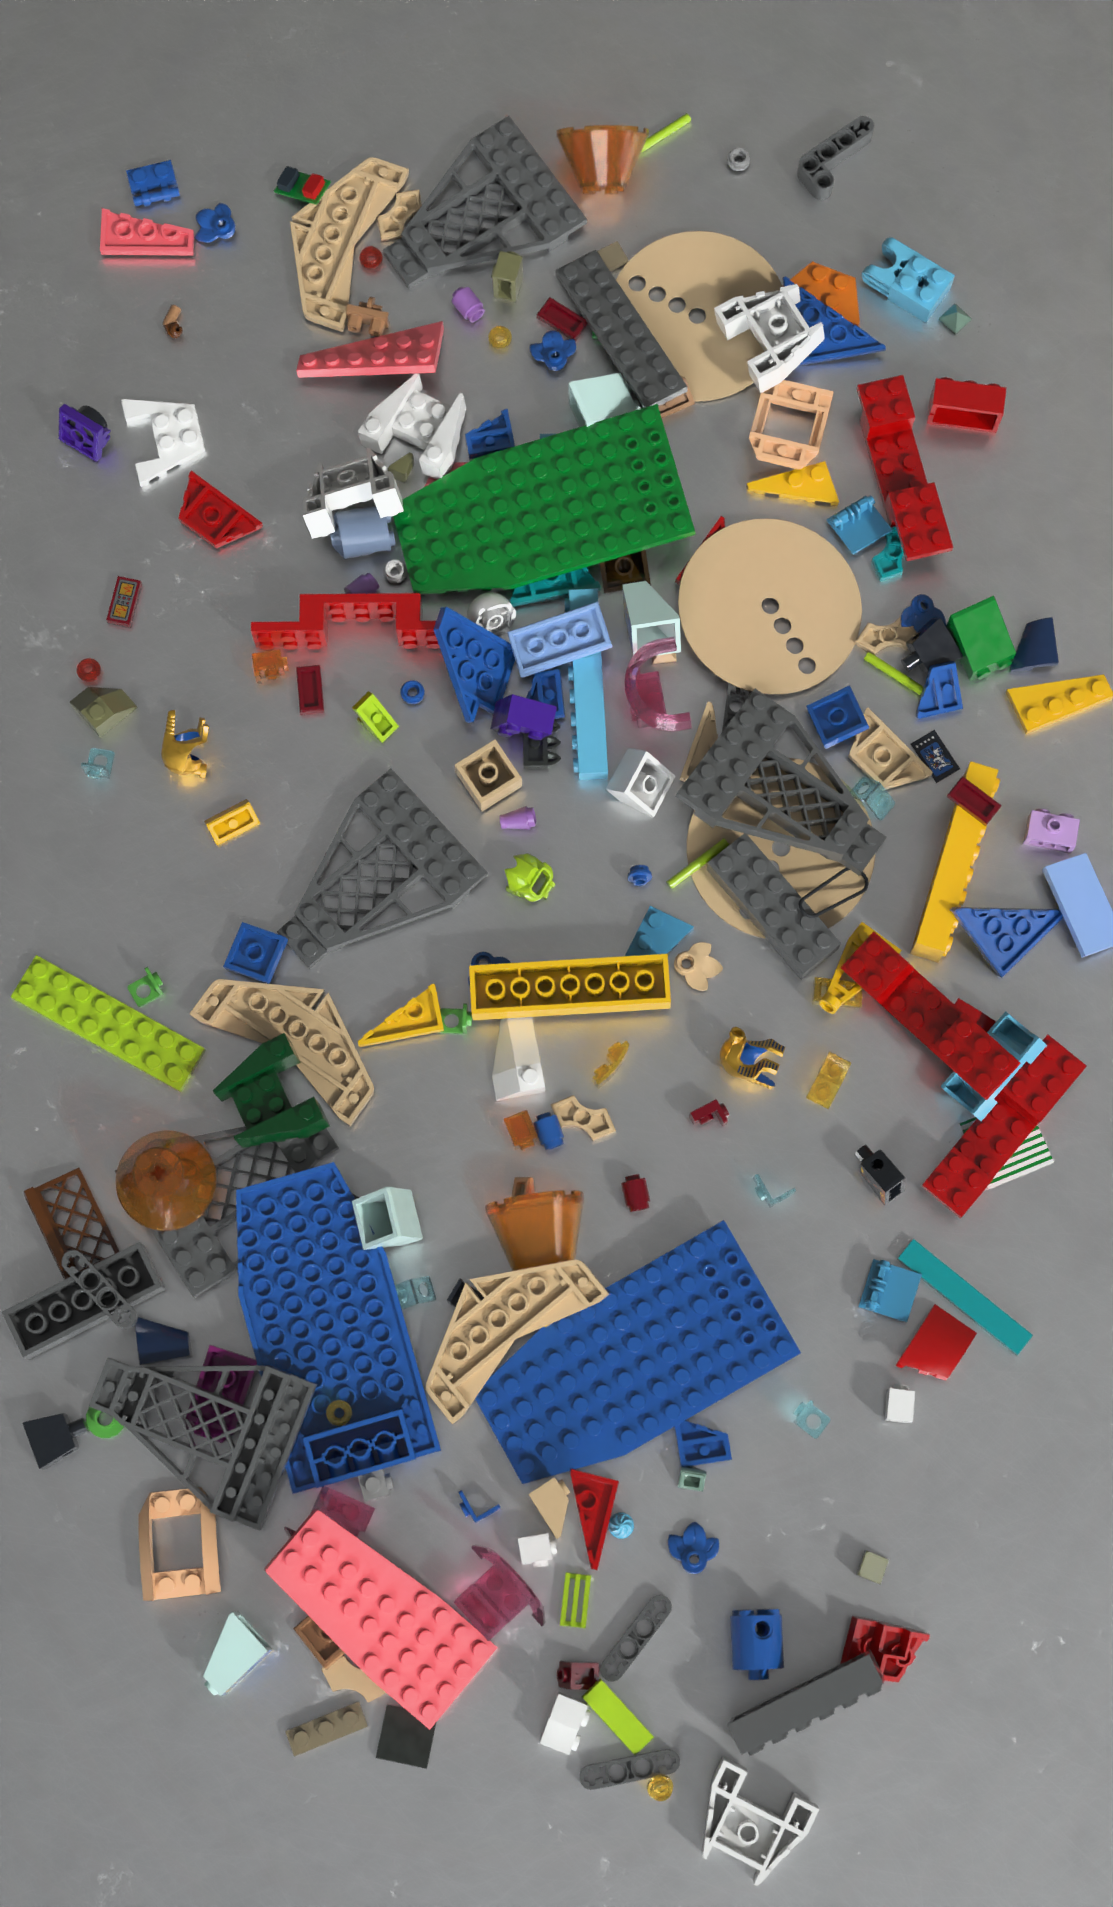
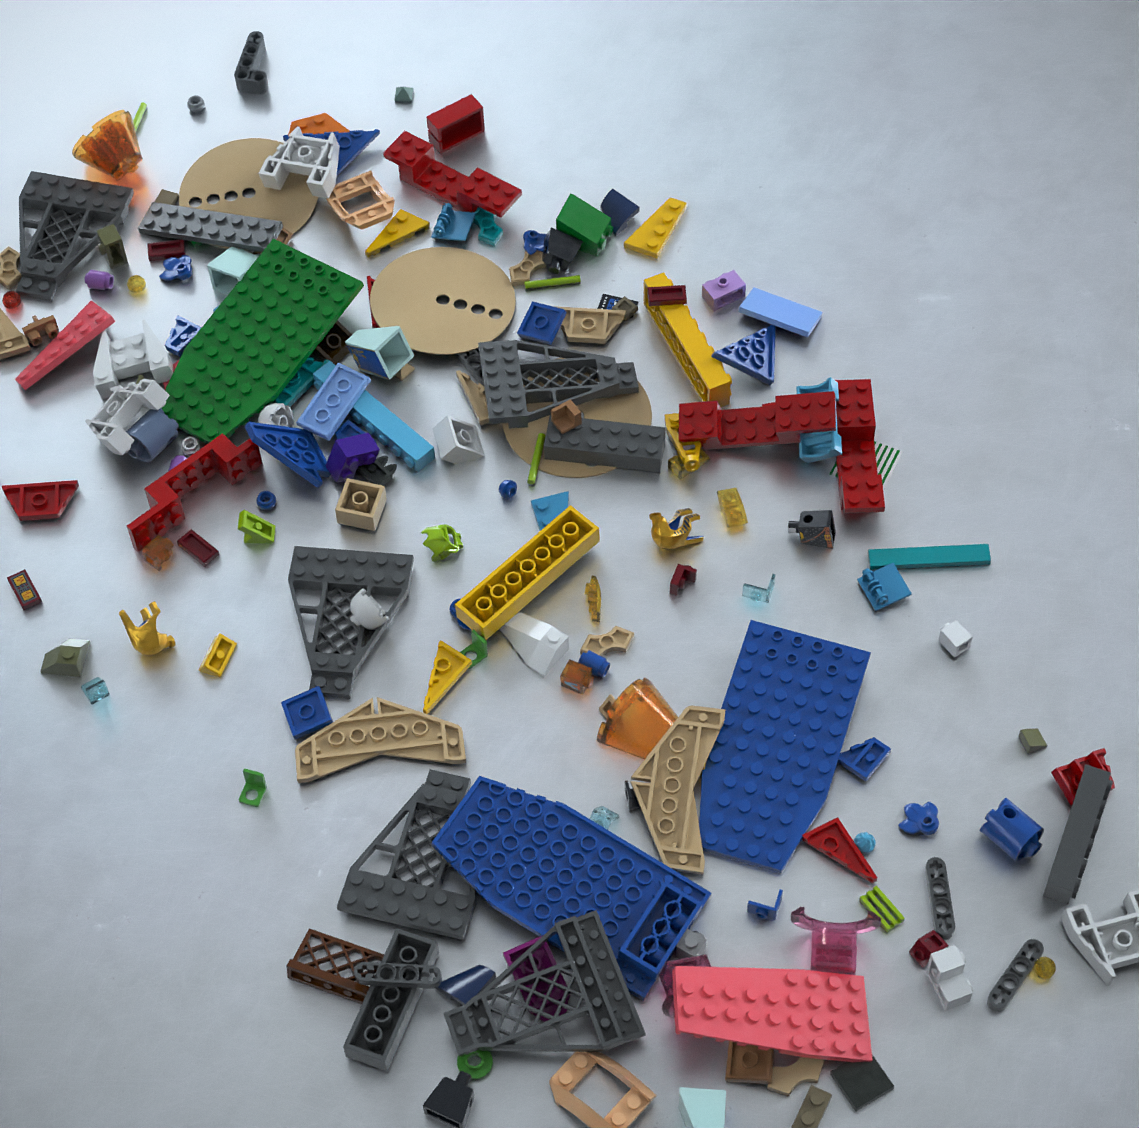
camera: 40 degrees left, 20 degrees down
(91, 676) = (39, 647): clear red plate -> none
(108, 1023) = (245, 831): lime plate -> none
(185, 1185) = (377, 880): clear orange cone -> none
(264, 1100) = (399, 783): dark green wedge -> none
(331, 1415) = (627, 913): clear yellow plate -> none
(389, 901) = (366, 611): none -> white cylinder
(391, 1217) = (546, 780): light aqua slope -> none
(519, 819) = (403, 515): medium lavender cone -> none
(537, 1549) = (828, 898): white brick -> none
(552, 1504) = (814, 862): tan slope -> none
(617, 1716) = (980, 949): lime tile -> none
(635, 1193) = (681, 655): dark red brick -> none
(646, 694) = (415, 394): clear pink piece -> none
(692, 1478) = (879, 780): sand green slope -> none
(701, 966) = (594, 509): tan plate -> none
(751, 853) = (566, 416): none -> medium nougat panel
(803, 1412) = (904, 688): clear light blue bracket -> none
(836, 904) = (624, 405): black piece -> none
(875, 797) = (605, 345): clear light blue bracket -> none
(911, 282) = (357, 91): medium azure brick -> none
(937, 1344) = (942, 590): red slope -> none
(939, 766) = (626, 304): none -> dark tan tile
(940, 691) = (587, 268): blue wing -> none

